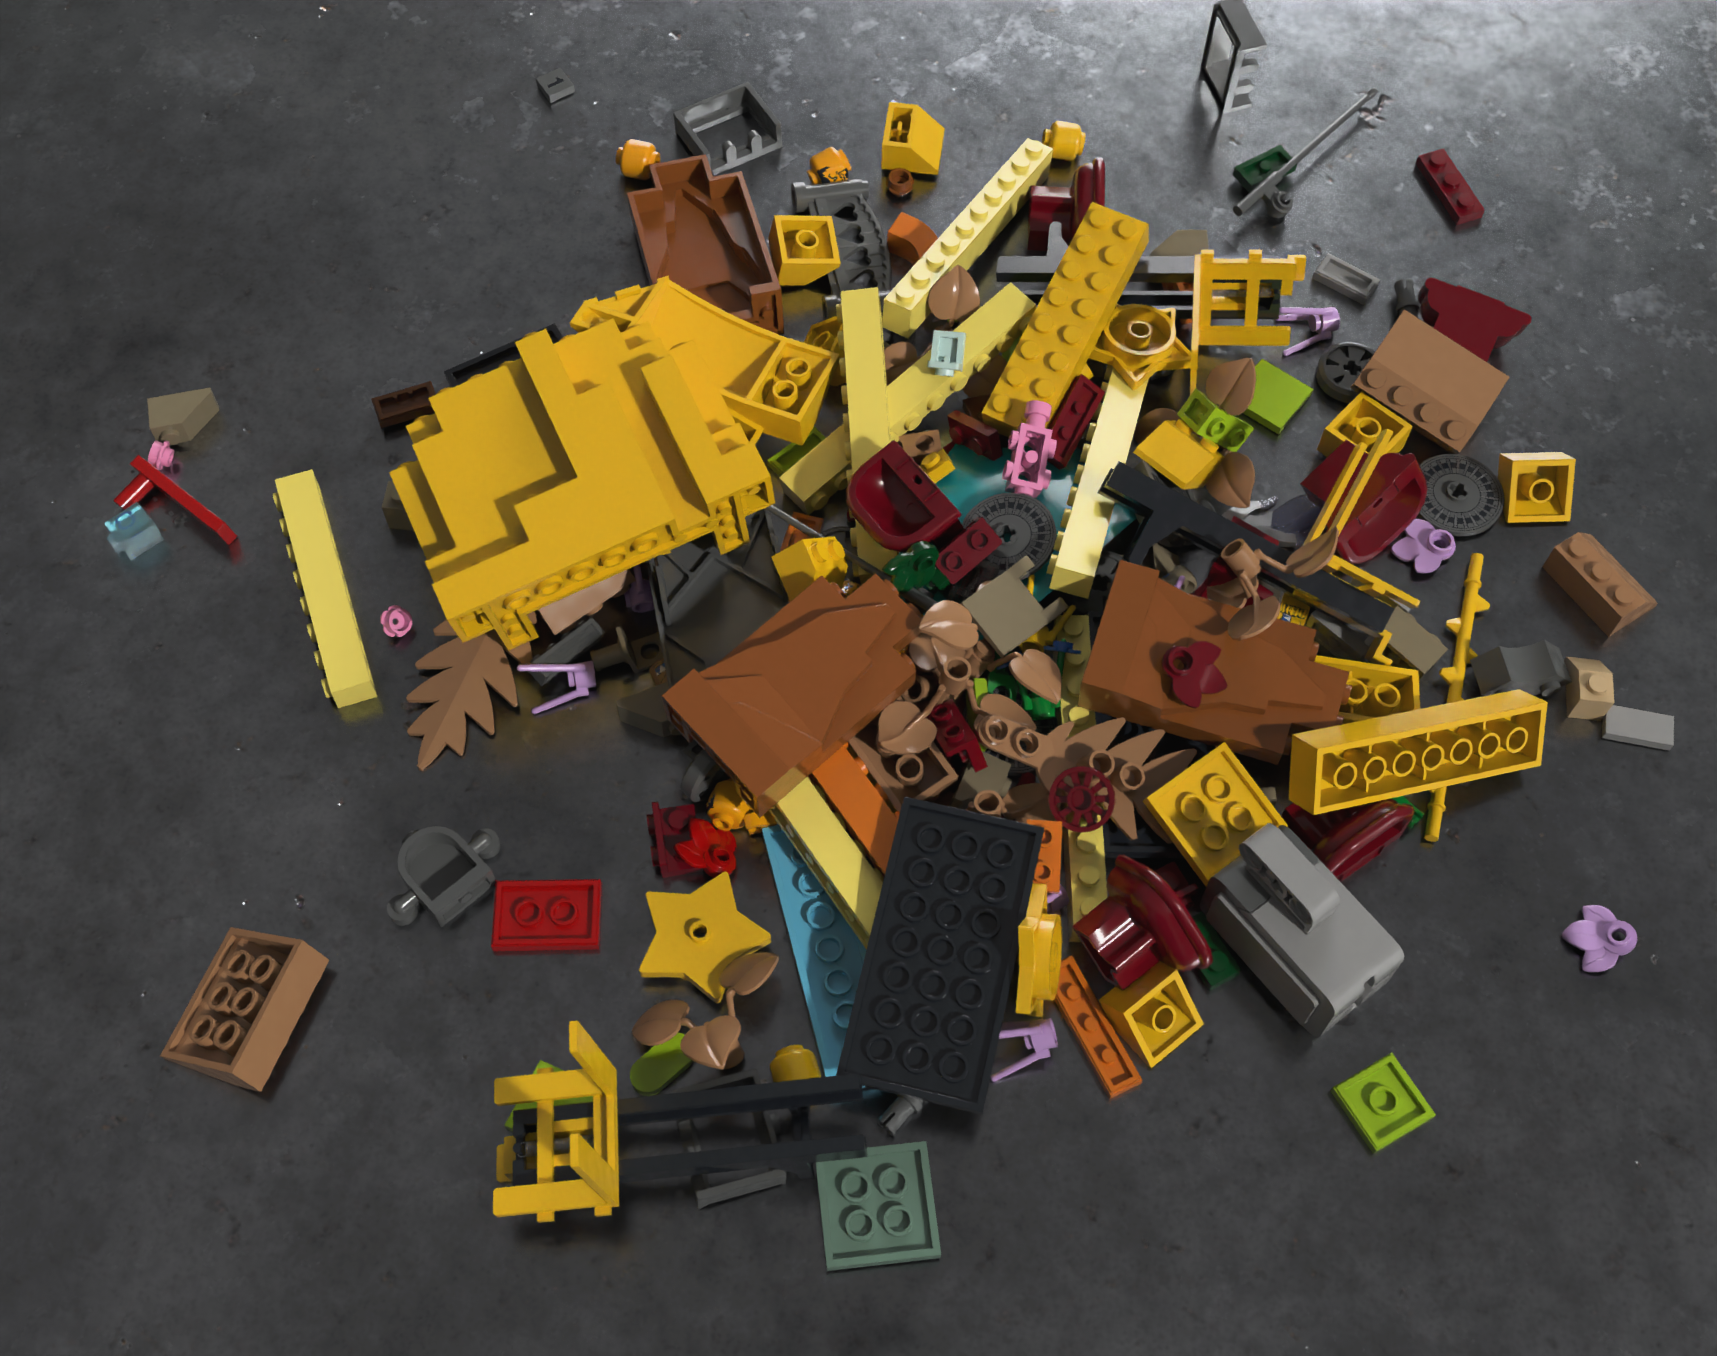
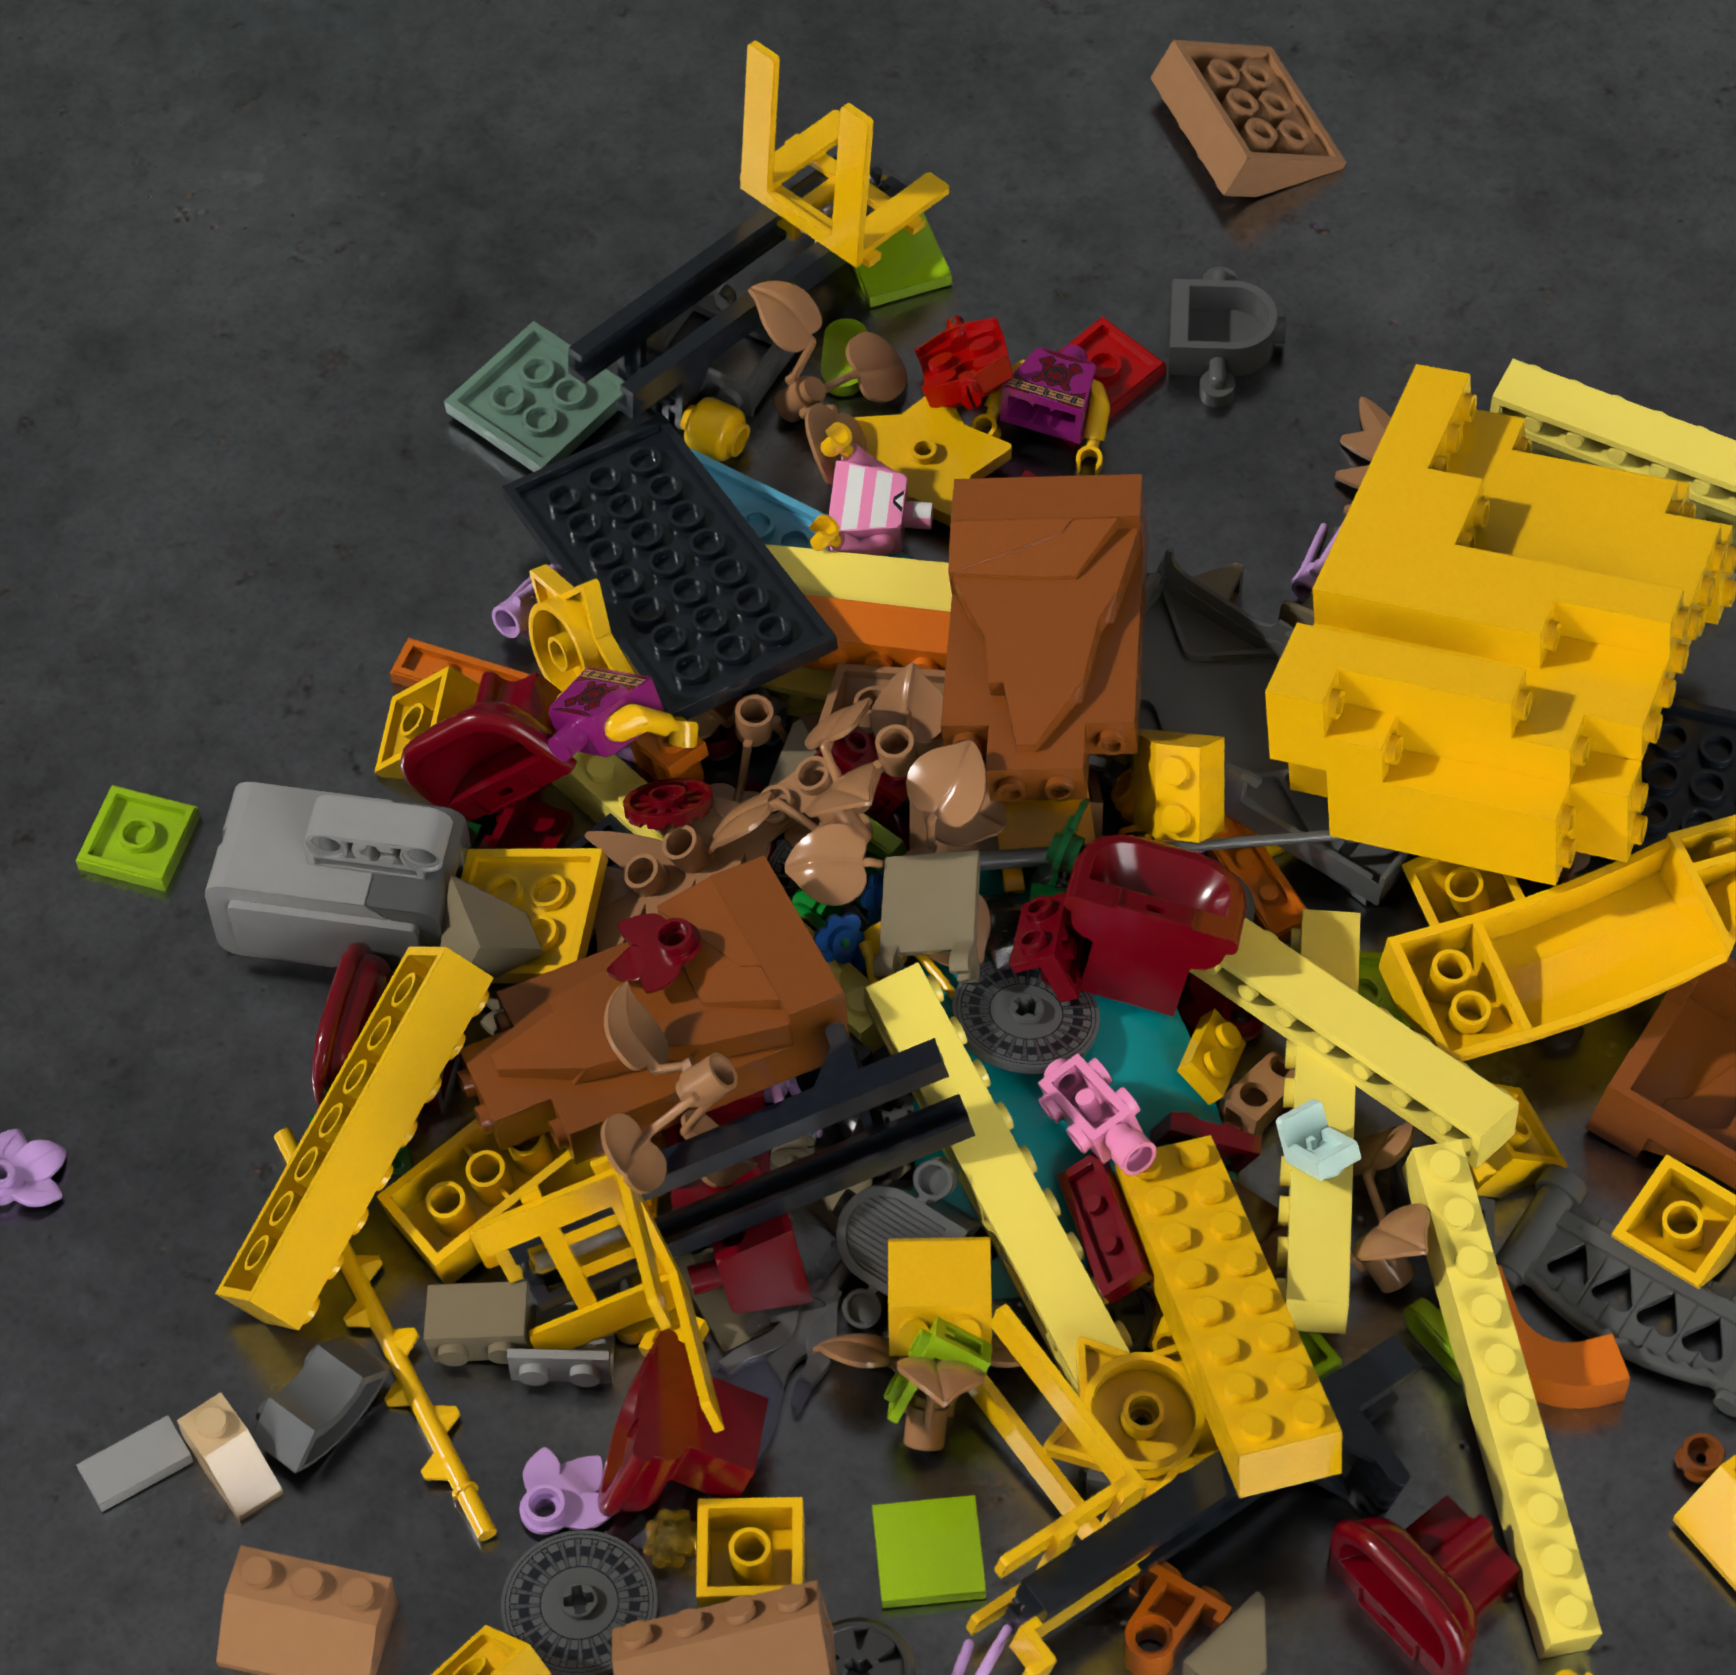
camera: 140 degrees right, 5 degrees down
(591, 900) = (1055, 397): none -> torso
(613, 990) = (964, 363): none -> red plate
(782, 905) = (866, 502): none -> torso
(1014, 655) = (832, 806): none -> medium nougat plant
(1081, 859) = (610, 710): none -> torso
(1256, 798) = (487, 930): none -> dark tan slope

